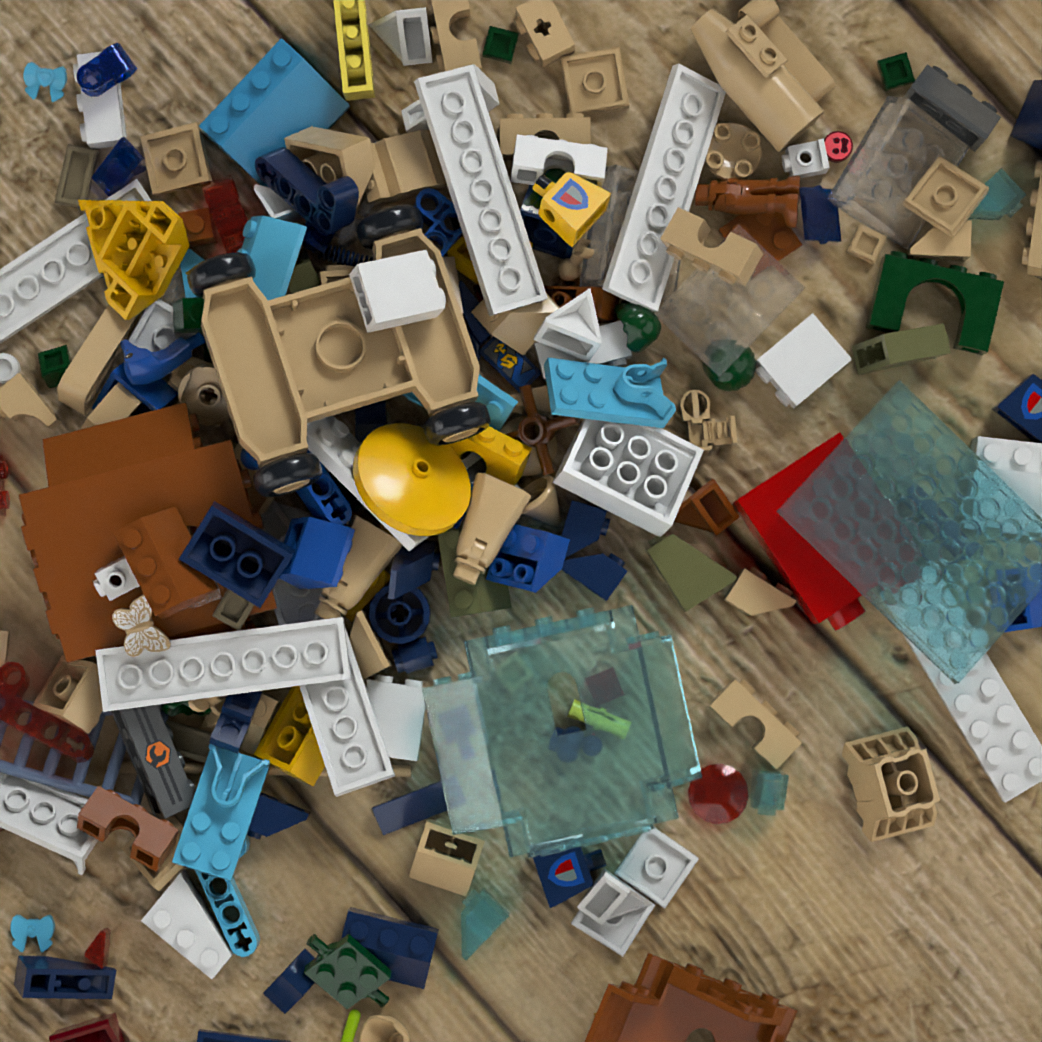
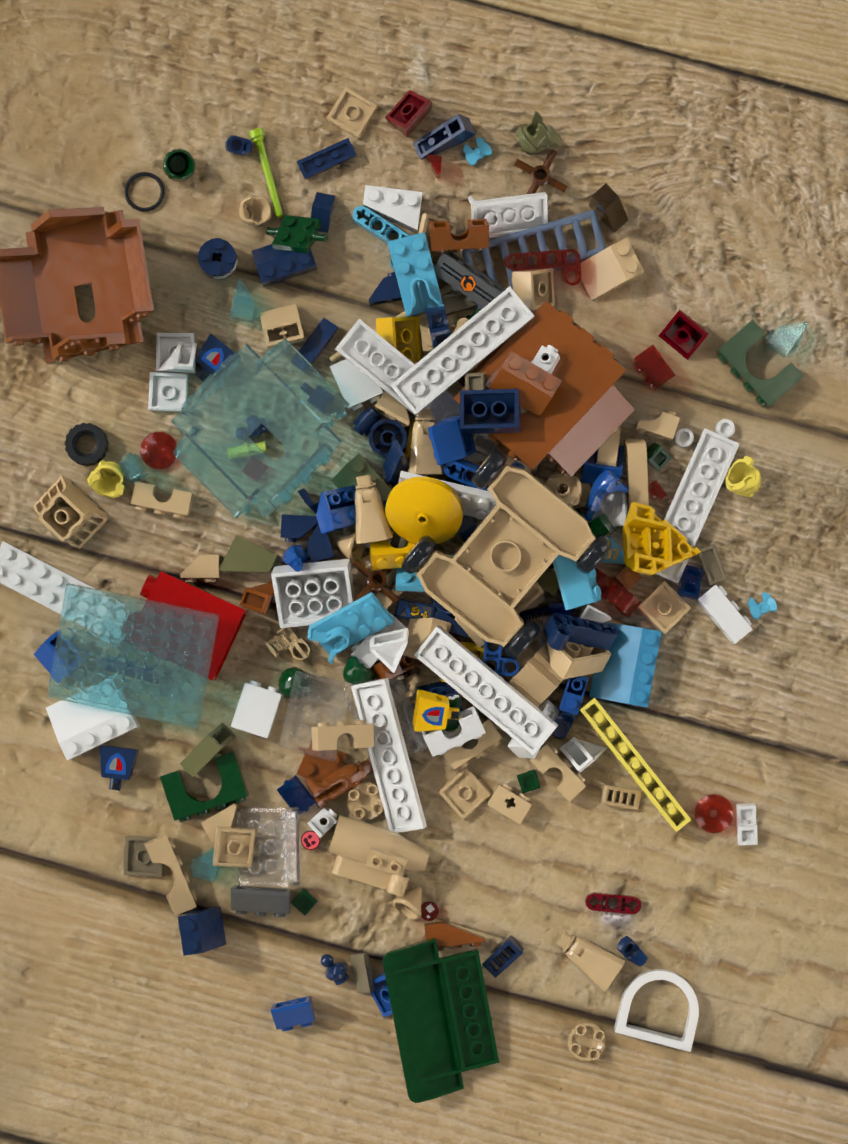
camera: 145 degrees right, 0 degrees up
(84, 318) = (656, 490): none -> clear red plate
(108, 68) = (728, 633): clear blue piece -> none
(140, 628) = (517, 341): animal -> none
(371, 115) = (573, 694): none -> blue slope
(397, 290) = (493, 603): white brick -> none
(404, 90) = (564, 721): none -> dark blue hair
(465, 1019) = (216, 269): none -> dark blue brick
(560, 600) = (304, 495): none -> dark blue slope
(624, 531) = (295, 557): none -> blue animal
(813, 796) = (107, 479): none -> light yellow helmet
(834, 863) = (72, 440): none -> black tyre
(866, 244) = (261, 796): tan tile -> none

